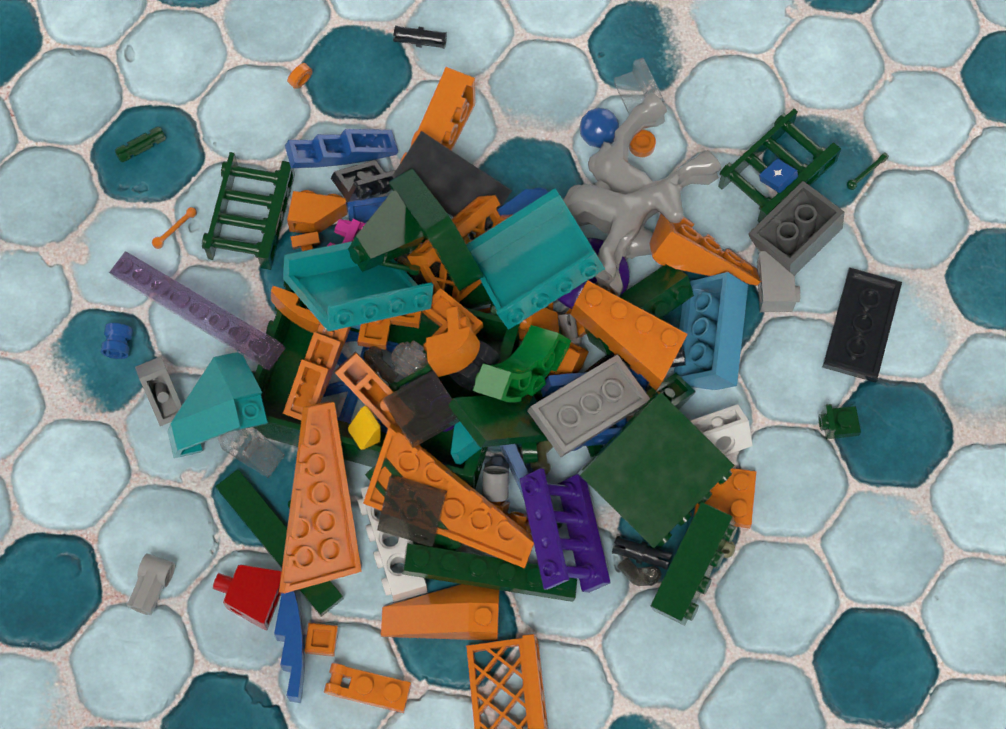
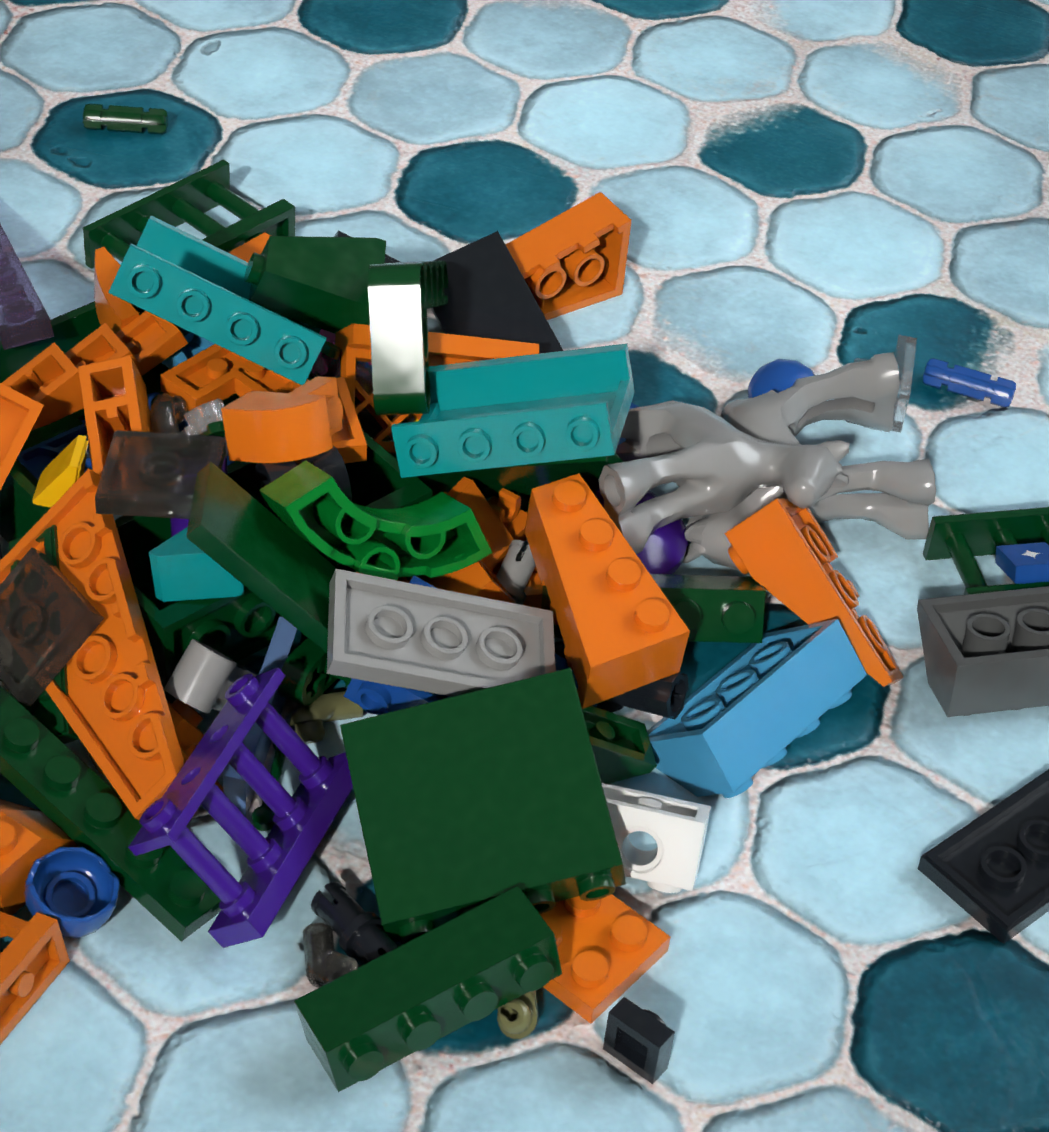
camera: 30 degrees right, 25 degrees down
(158, 243) = (41, 216): orange hinge -> none
(299, 76) = (401, 149): orange tile -> none
(342, 149) = (405, 234): blue slope -> none
(420, 37) = (595, 182): black pin -> none
(521, 614) = (73, 889): none -> blue hair
(642, 144) = (843, 432): orange tile -> none
(675, 62) = (969, 382): none -> blue axle
(777, 285) = (915, 708): light grey slope -> none
(778, 527) = (638, 1039): none -> black plate
(839, 422) = (885, 954): dark green bracket -> none

